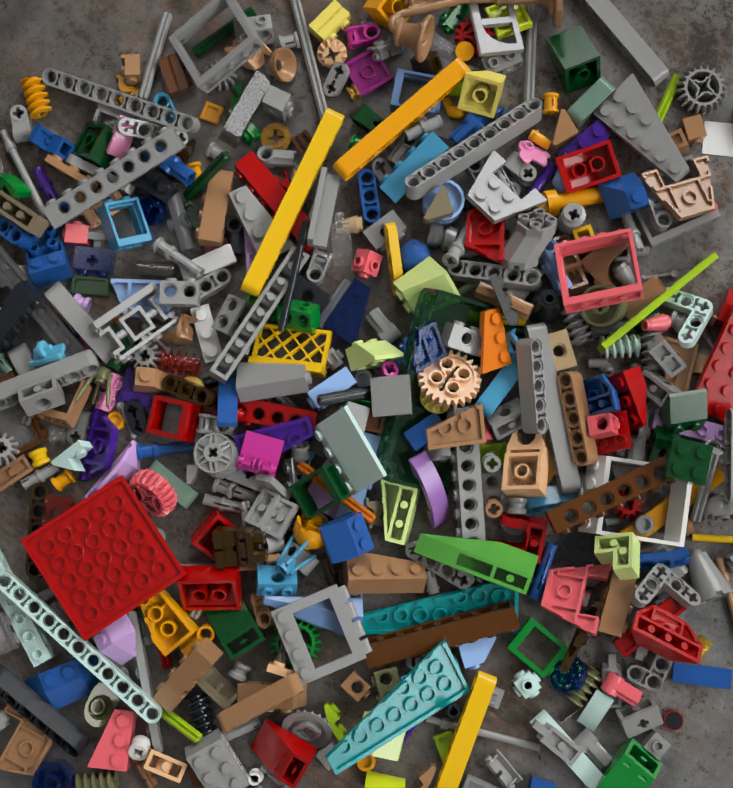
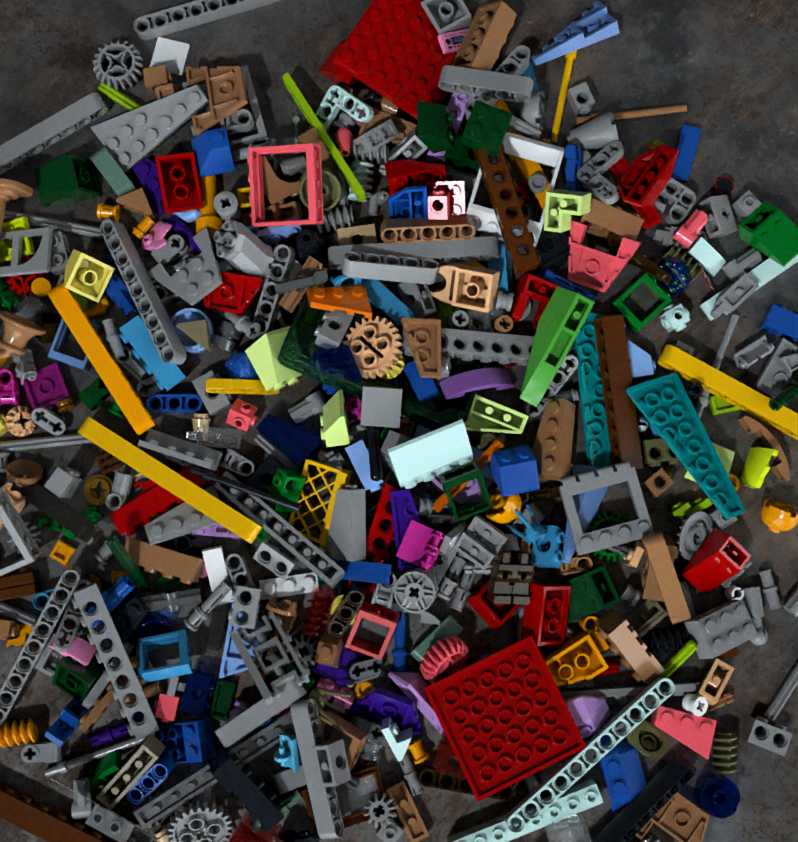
camera: 85 degrees left, 0 degrees up
(39, 457) = (392, 773): yellow wheel -> none

